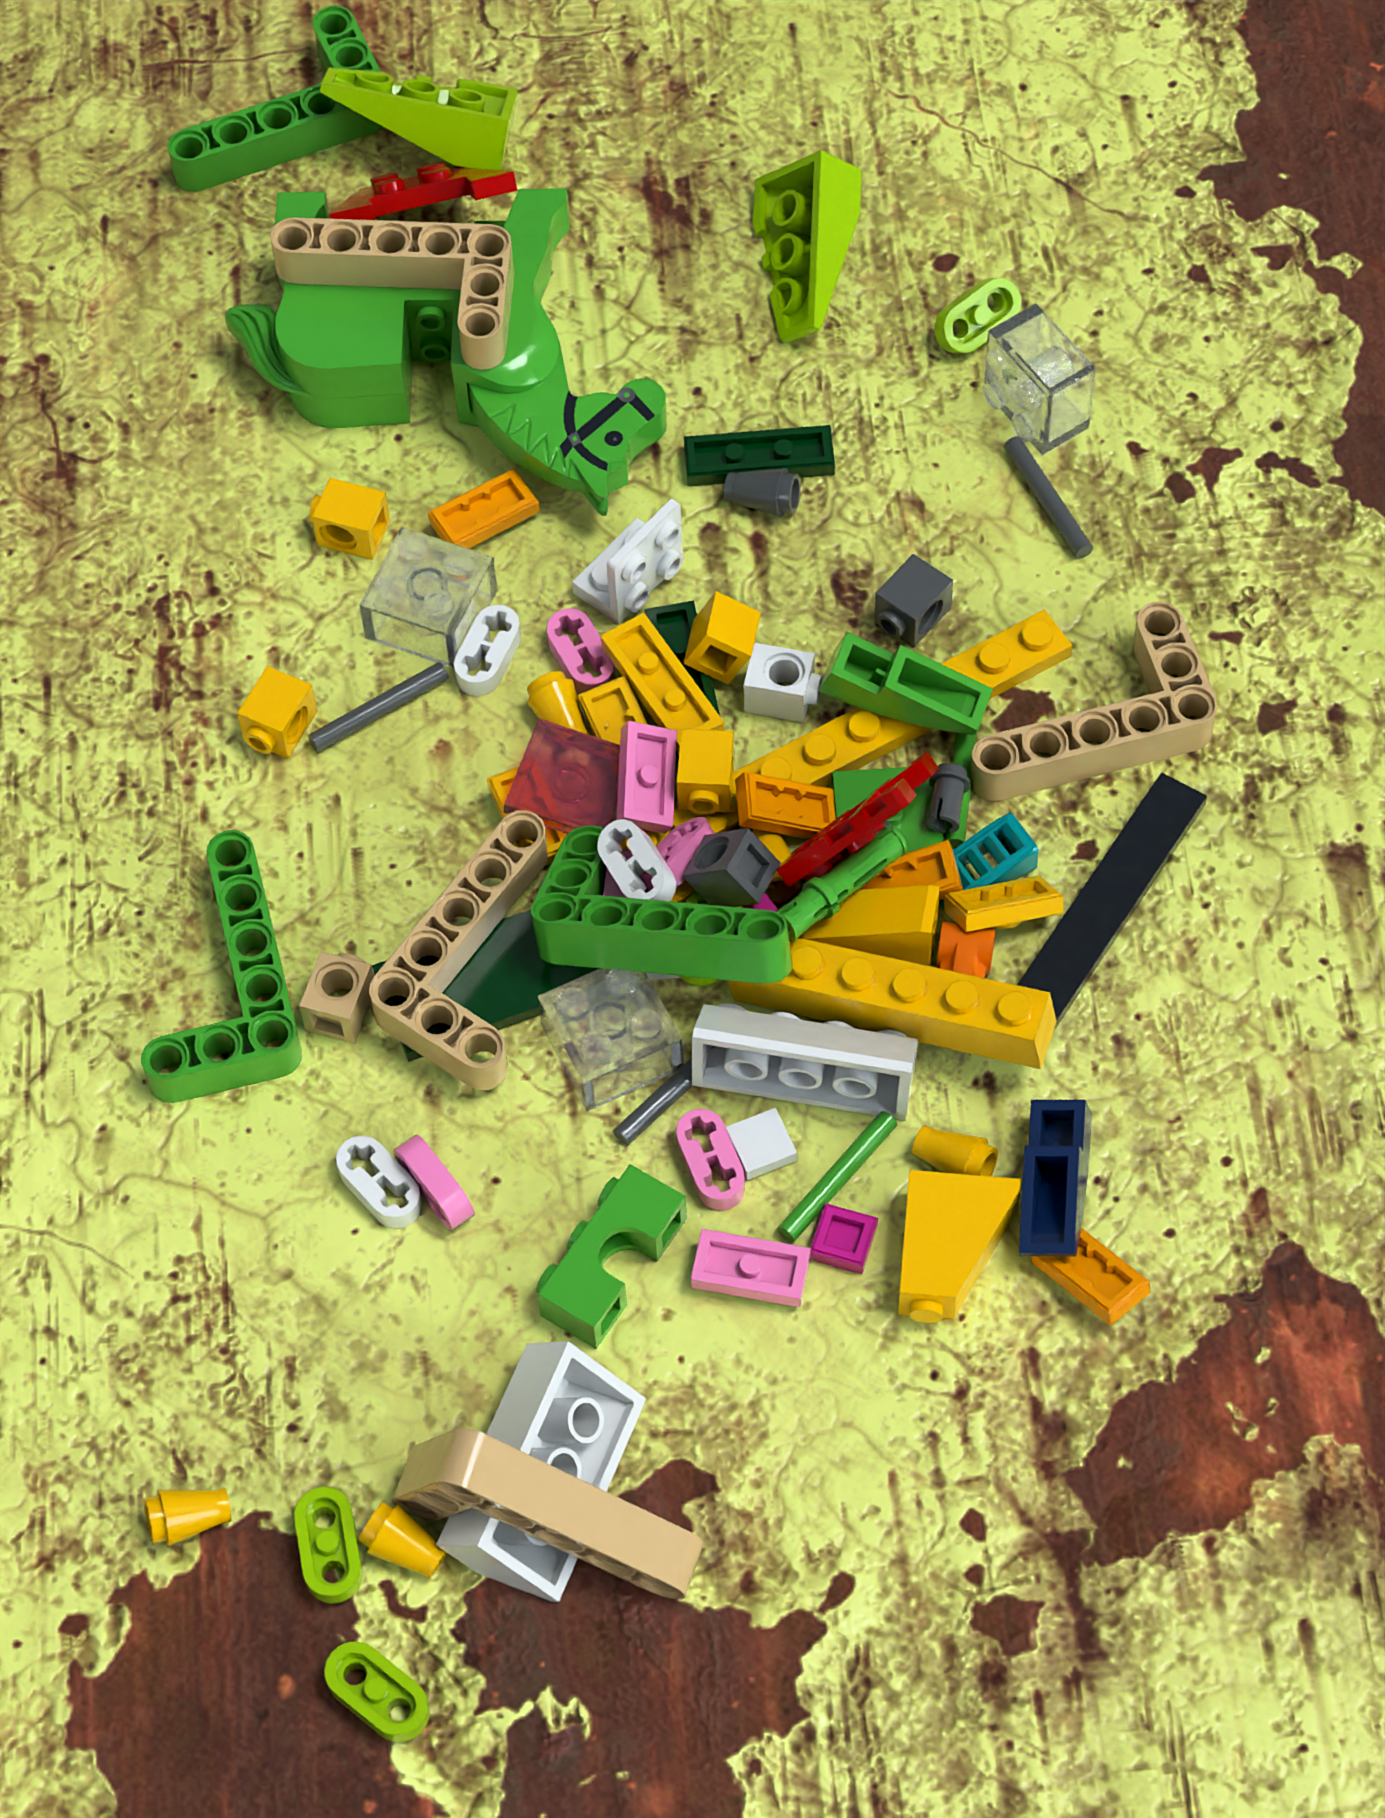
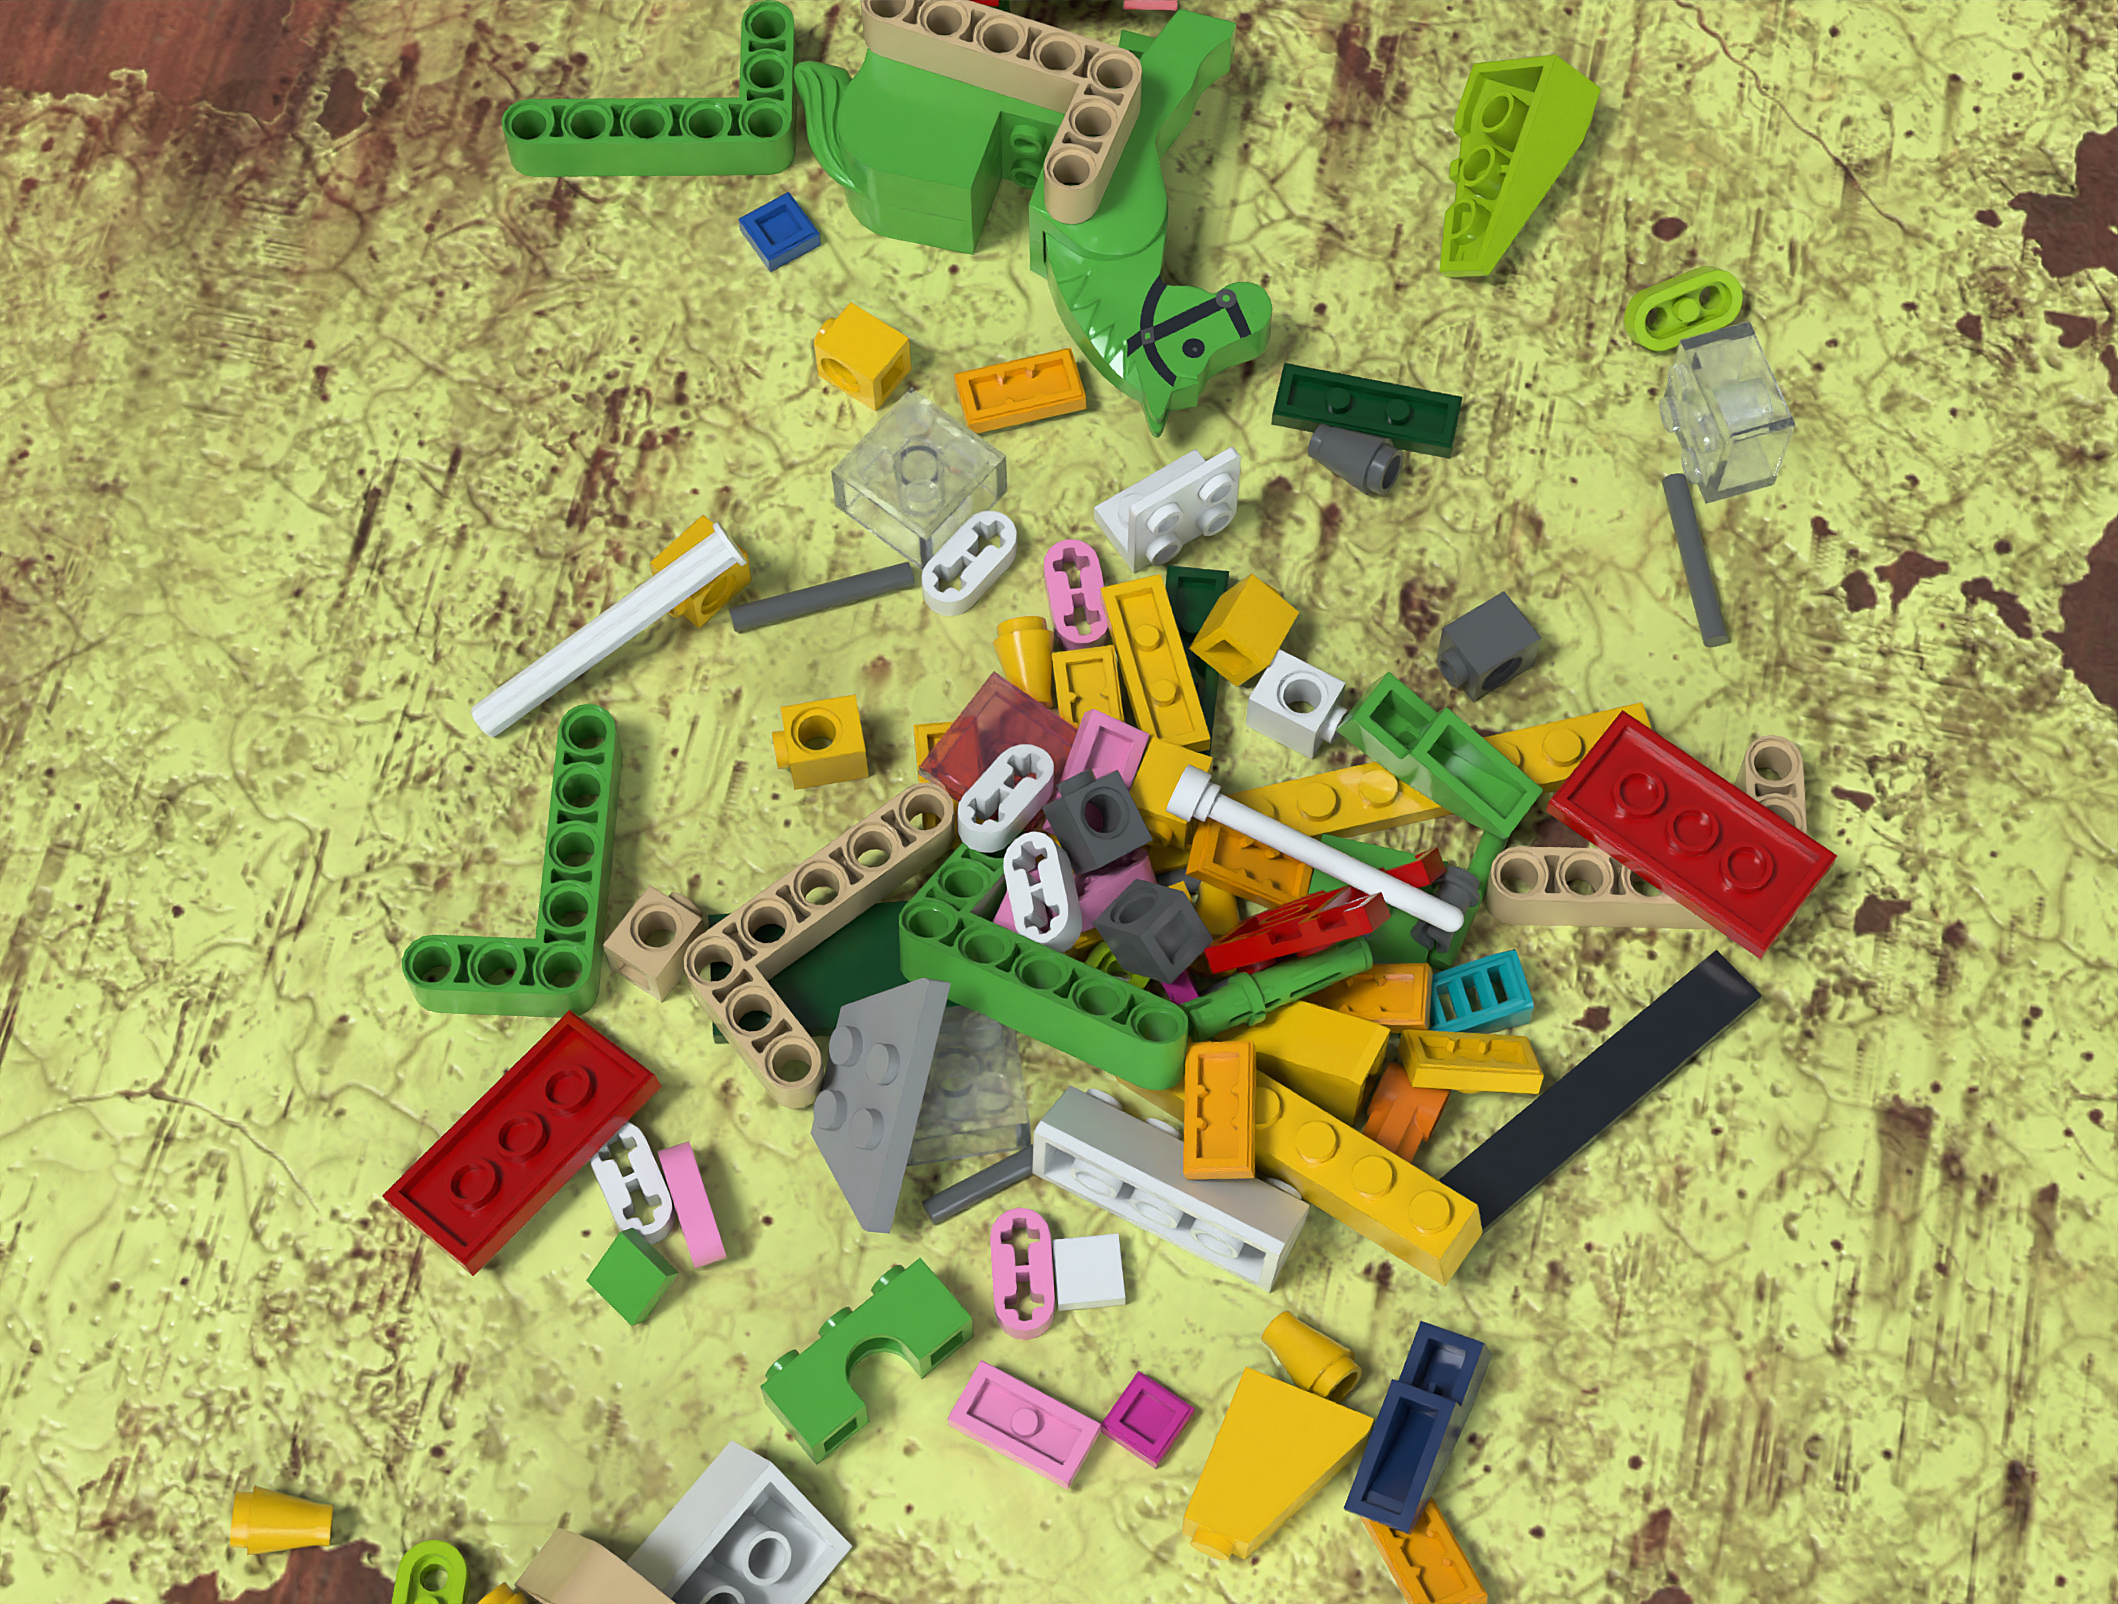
camera: 15 degrees right, 5 degrees up
(139, 393) = (675, 122): none -> bright green beam
(220, 774) = (607, 632): none -> white axle
(250, 445) = (779, 231): none -> blue tile
(281, 1175) = (521, 1142): none -> red tile
(405, 1248) = (632, 1276): none -> bright green tile
(418, 793) = (828, 718): none -> yellow brick
(554, 1049) = (876, 1093): none -> light grey wing
(572, 803) = (1015, 805): none -> white beam
(676, 792) = (1122, 823): none -> dark grey brick
(736, 760) = (1201, 799): none -> white piece
(829, 981) = (1219, 1110): none -> light orange plate
(837, 1176) = (1164, 1340): bright green bar -> none
(1116, 688) = (1691, 834): none -> red tile

